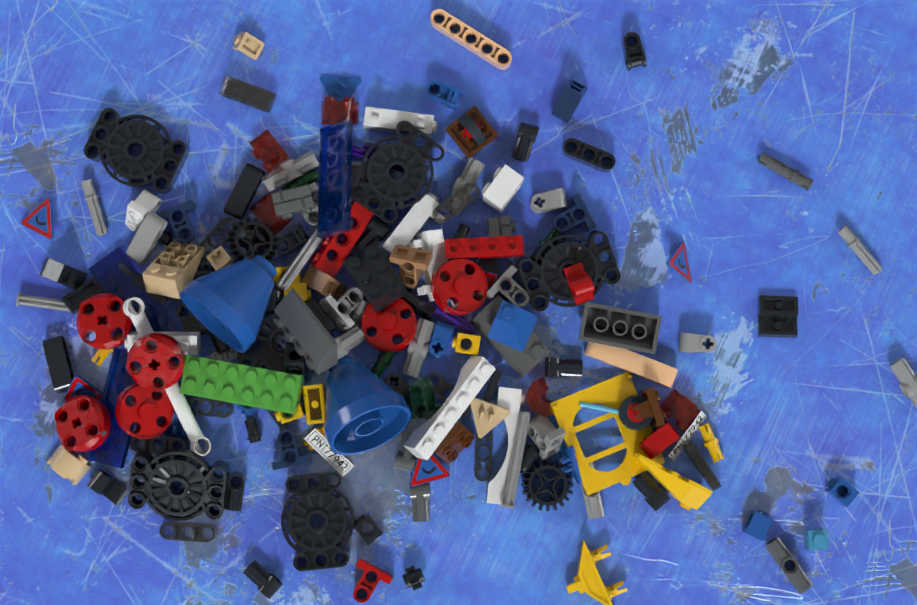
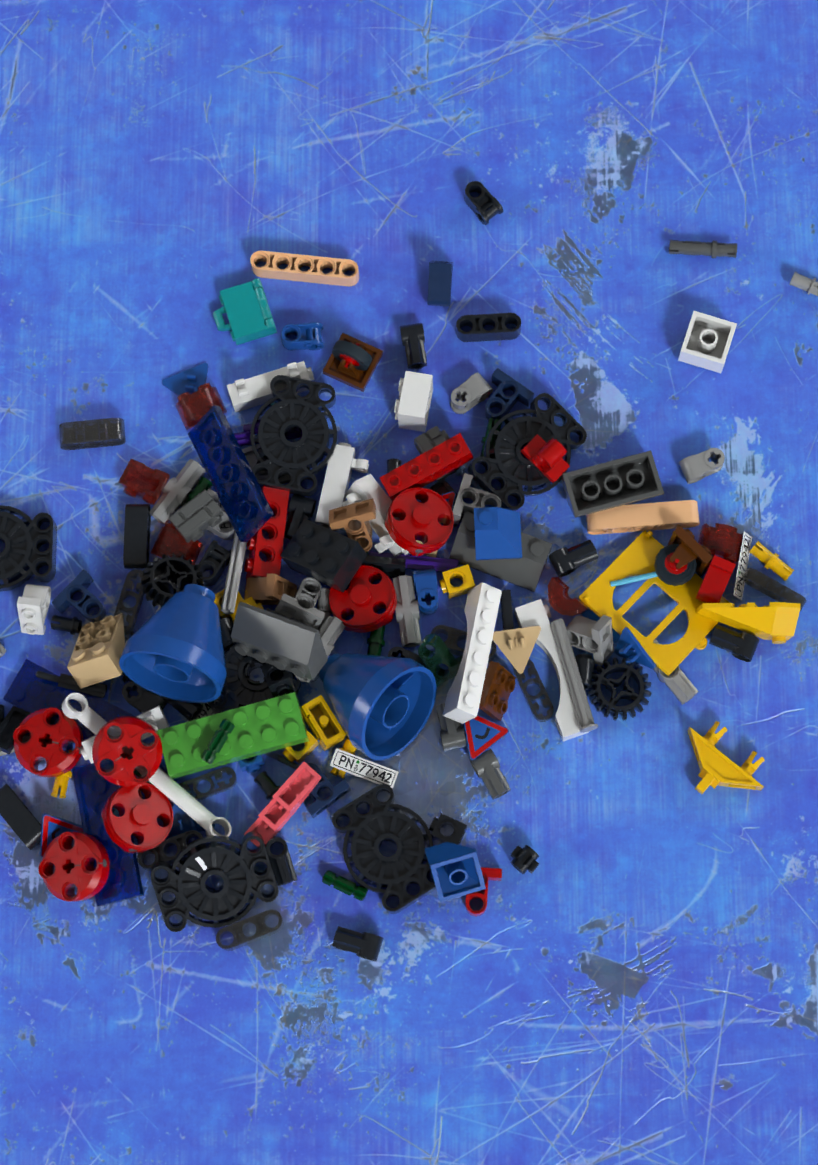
camera: 25 degrees left, 10 degrees down
(68, 464) = (79, 921): tan cylinder -> none
(108, 486) = (136, 926): black panel -> none
(146, 237) = (53, 632): light grey beam -> none
(219, 258) = (142, 614): tan bracket -> none
(226, 386) = (217, 741): none -> dark green axle
(248, 45) = (68, 383): tan bracket -> none
(257, 451) = (284, 803): none -> coral slope
(273, 531) = (344, 885): none -> dark green axle
(355, 564) = (454, 870): none -> blue slope
(410, 53) = (246, 312): none -> teal piece
(470, 174) = (372, 420): light grey piece -> none
(470, 198) = (385, 427): clear smoke beam -> none
(679, 263) = (639, 390): piece -> none
(749, 249) = (707, 342): none -> white brick
(777, 316) = (772, 398): black slope -> none

